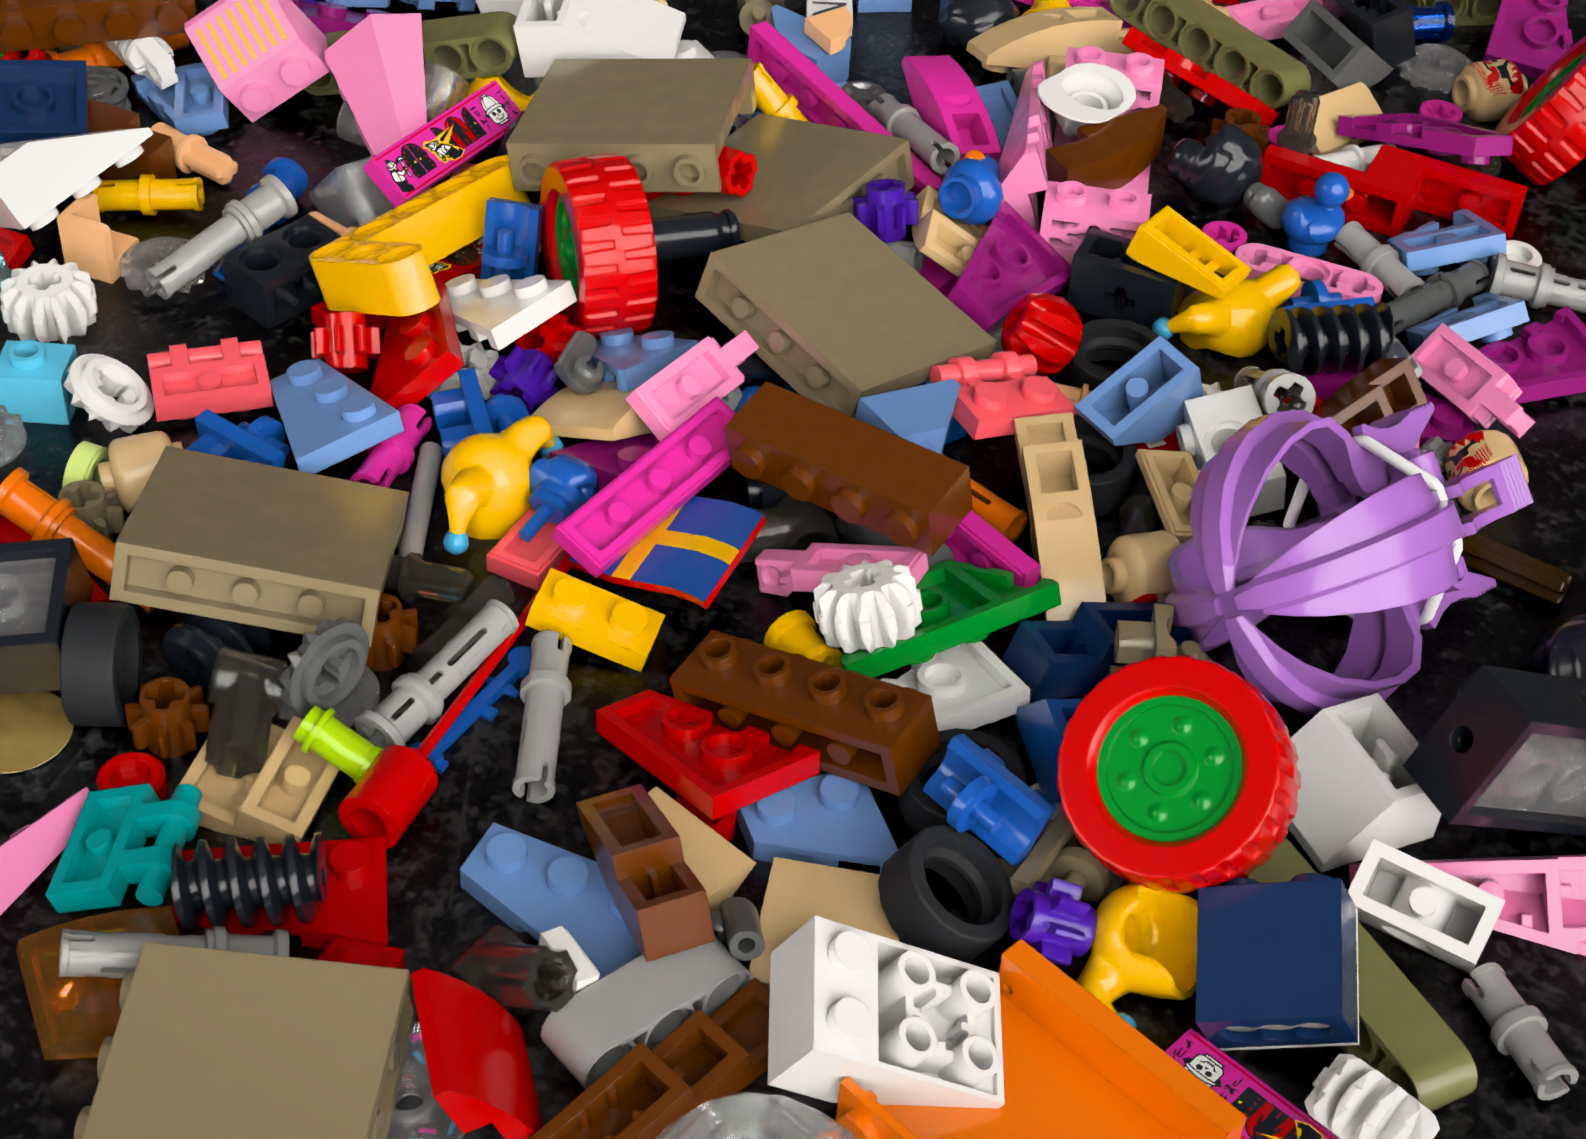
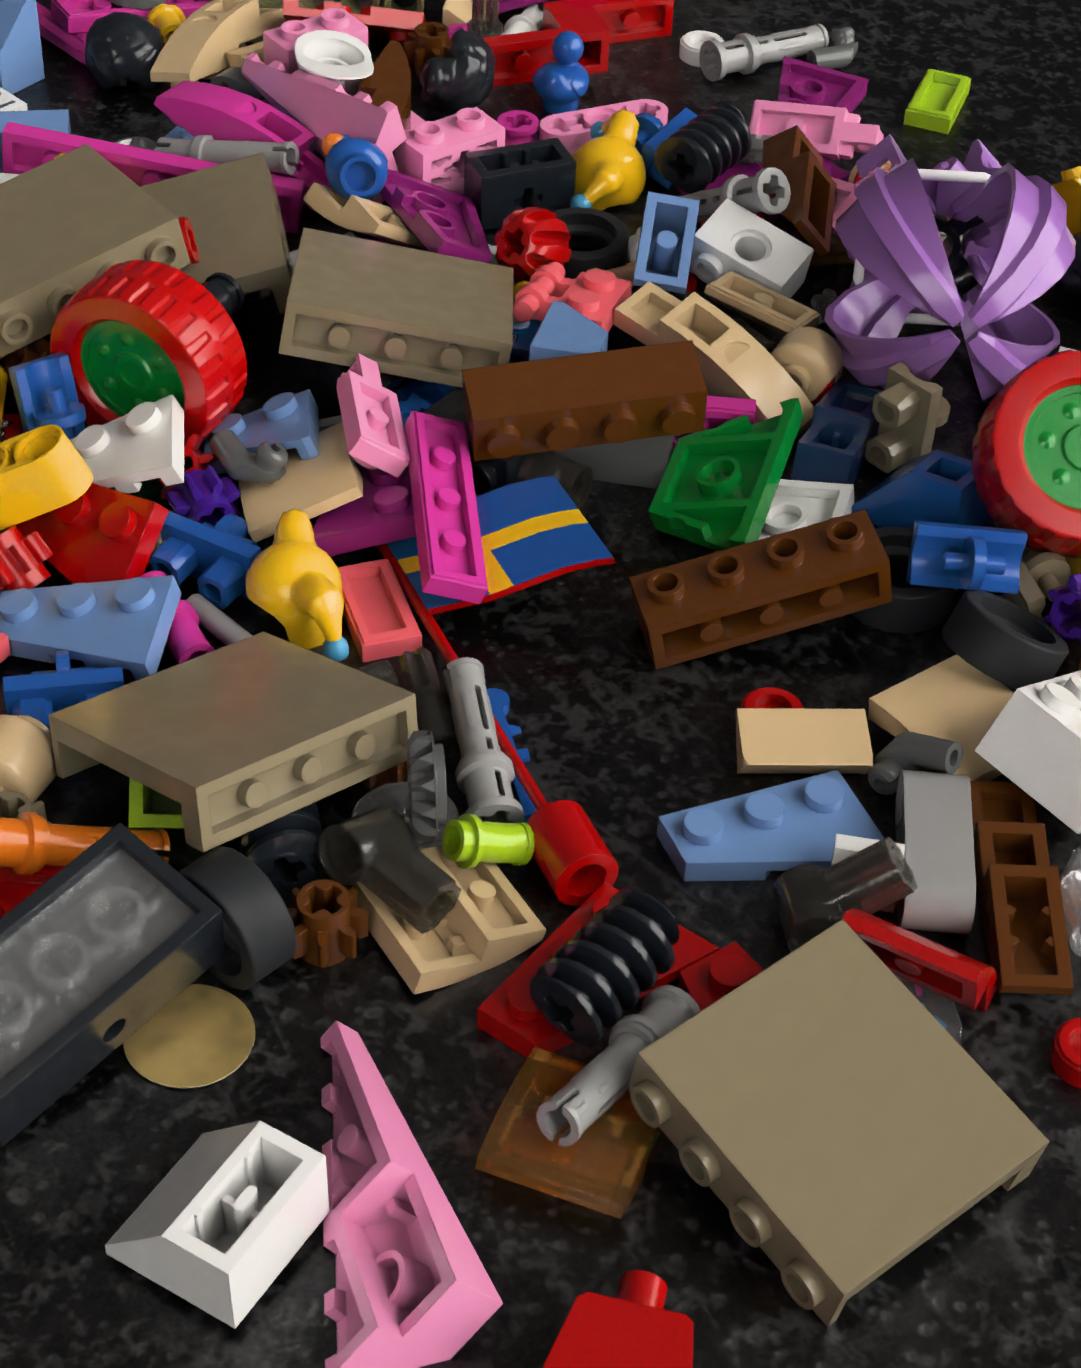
camera: 45 degrees left, 0 degrees up
(109, 848) = (431, 1047): teal plate -> none
(132, 770) = (357, 994): red tile -> none
(544, 695) = (556, 709): light grey pin -> none
(557, 491) = (365, 560): blue piece -> none
(595, 619) = (513, 634): yellow plate -> none
(646, 872) = (833, 756): reddish brown slope -> none
(699, 759) = (743, 669): red wing -> none
(797, 634) = (666, 551): yellow bush -> none
(802, 570) = (642, 481): bright pink hinge -> none
(818, 823) = (846, 663): medium blue wing -> none
(830, 29) = (53, 108): light nougat tile -> none
(867, 606) = (714, 489): white gear -> none
(886, 209) = (309, 209): dark purple gear -> none
(1186, 254) = (556, 133): yellow slope -> none
(1266, 204) = (515, 86): dark grey arm -> none
(1376, 259) = (632, 87): light grey pin -> none
(1438, 294) = (698, 87): dark grey pin -> none
(1463, 241) = (657, 53): medium blue wing -> none
(1488, 320) = (753, 83): medium blue wing -> none

